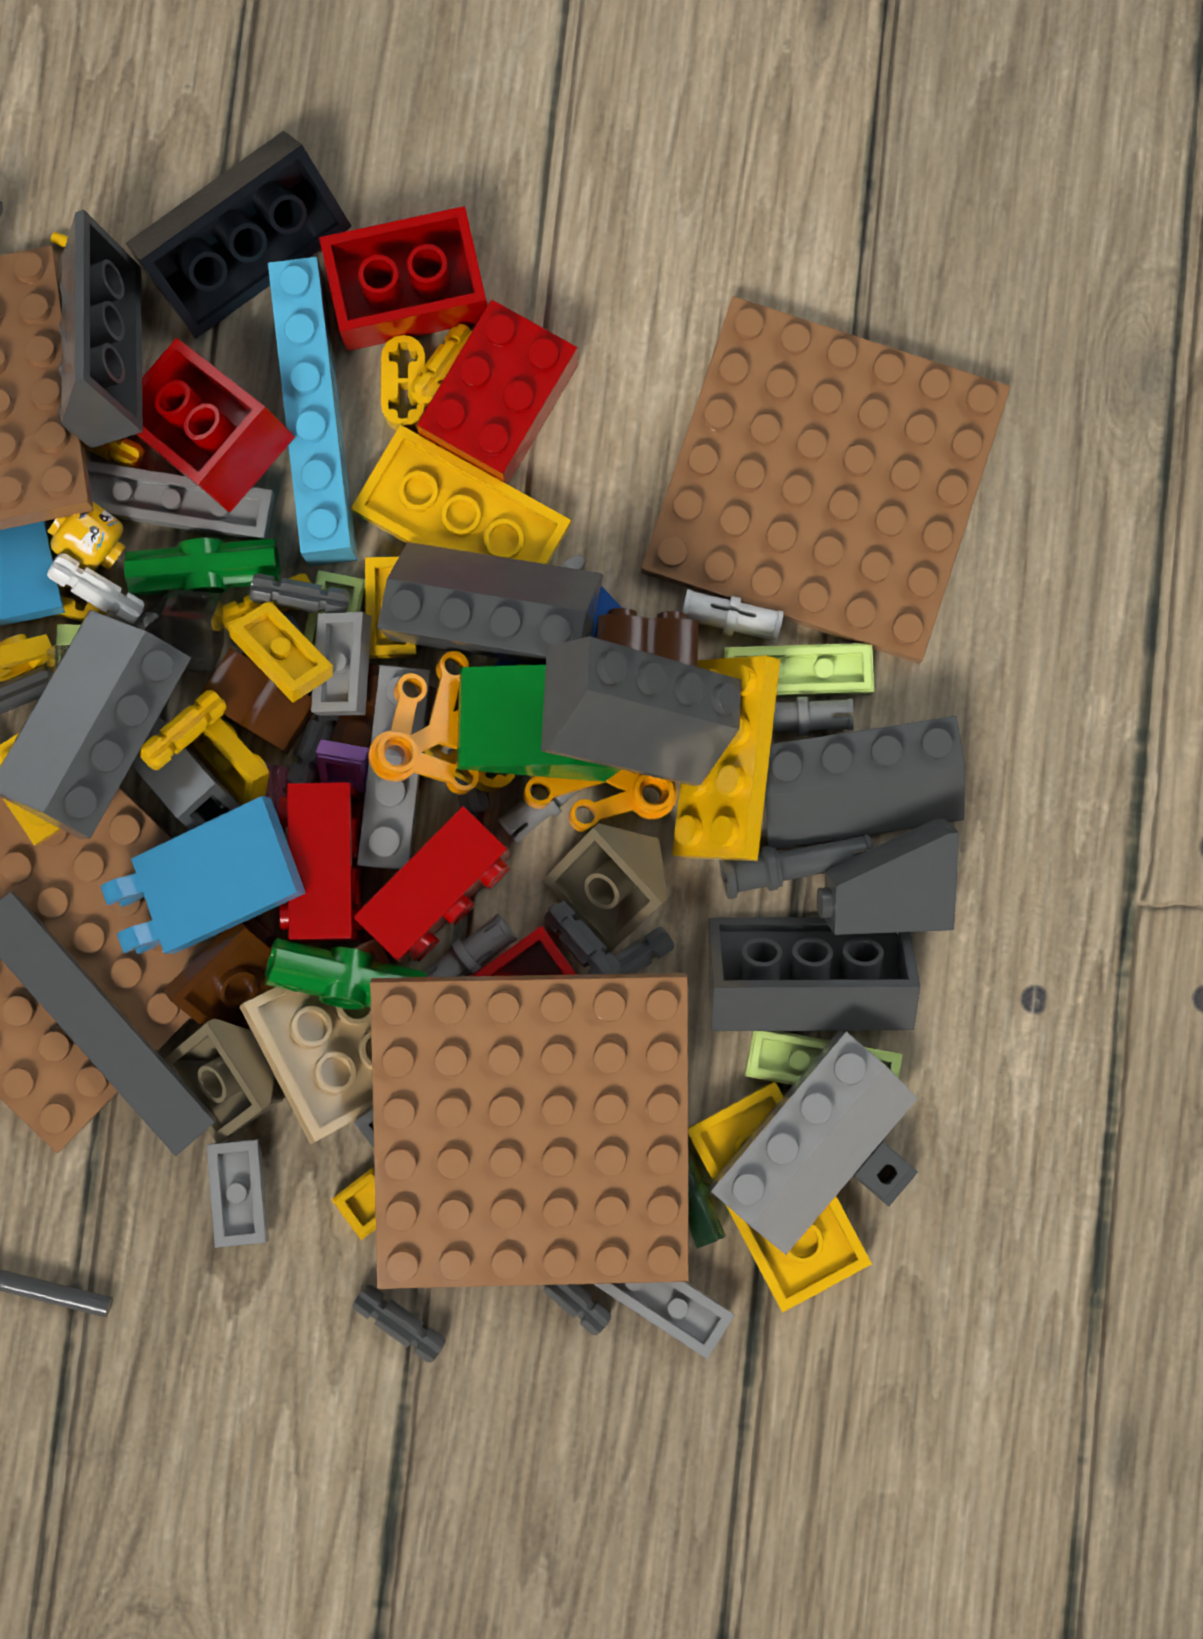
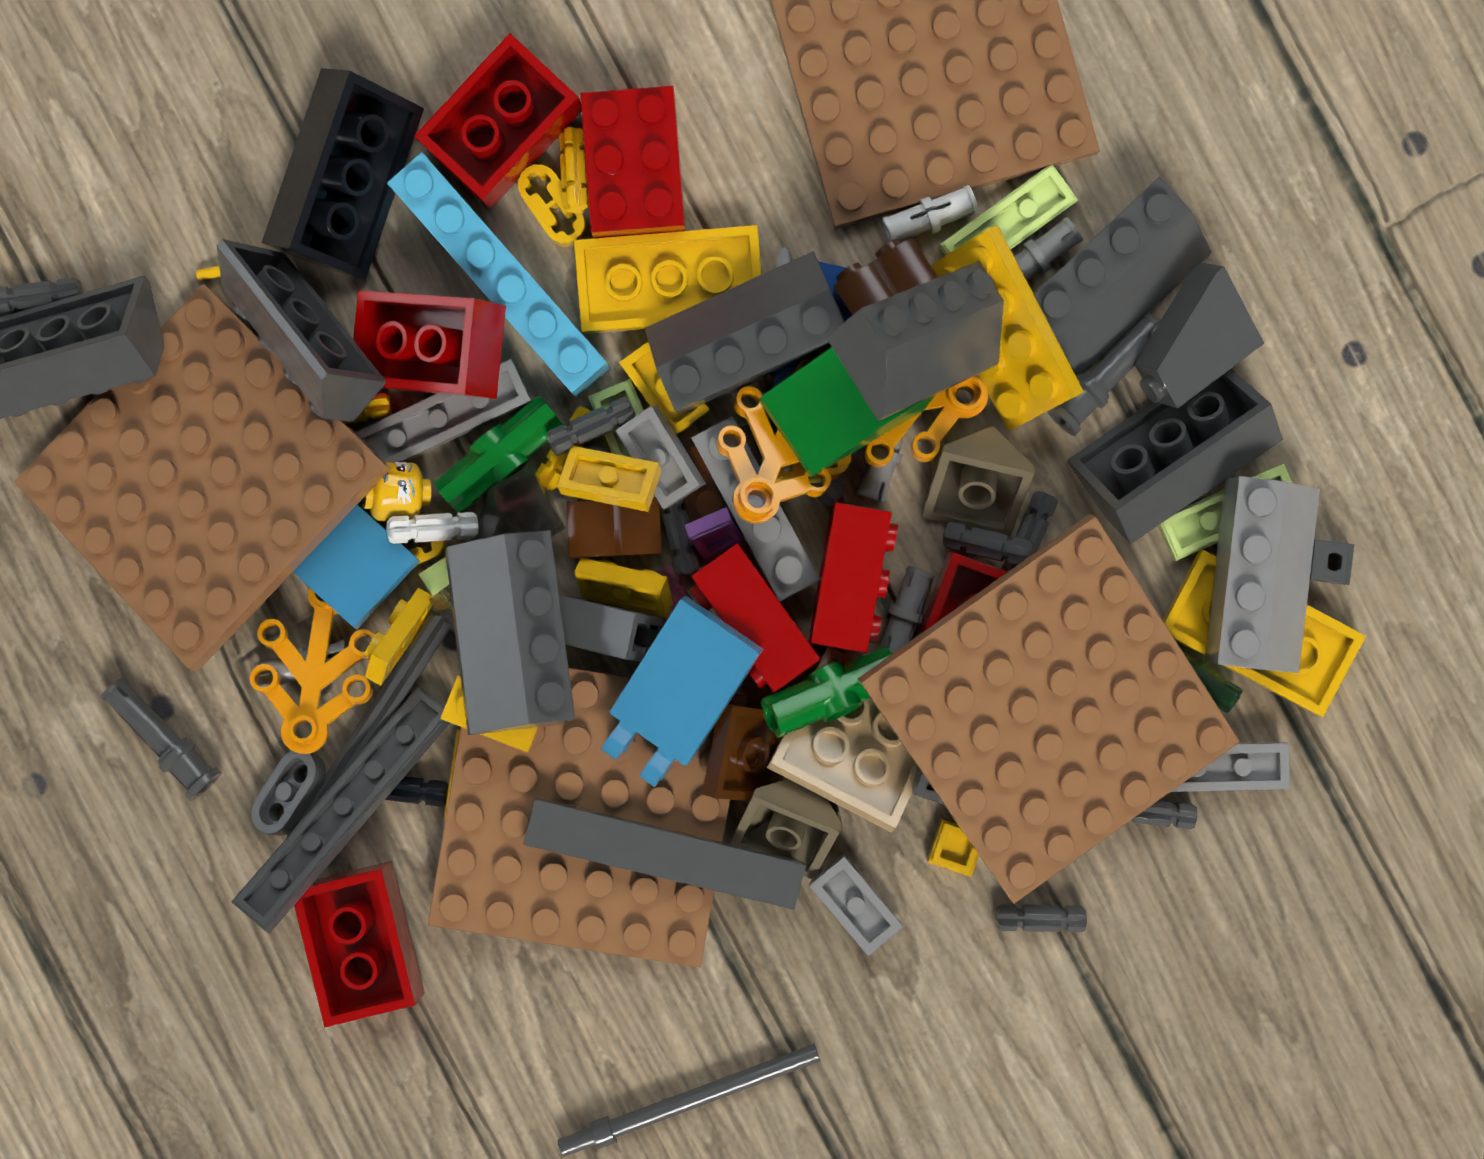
camera: 25 degrees left, 5 degrees up
(182, 730) = (580, 589): yellow axle -> none

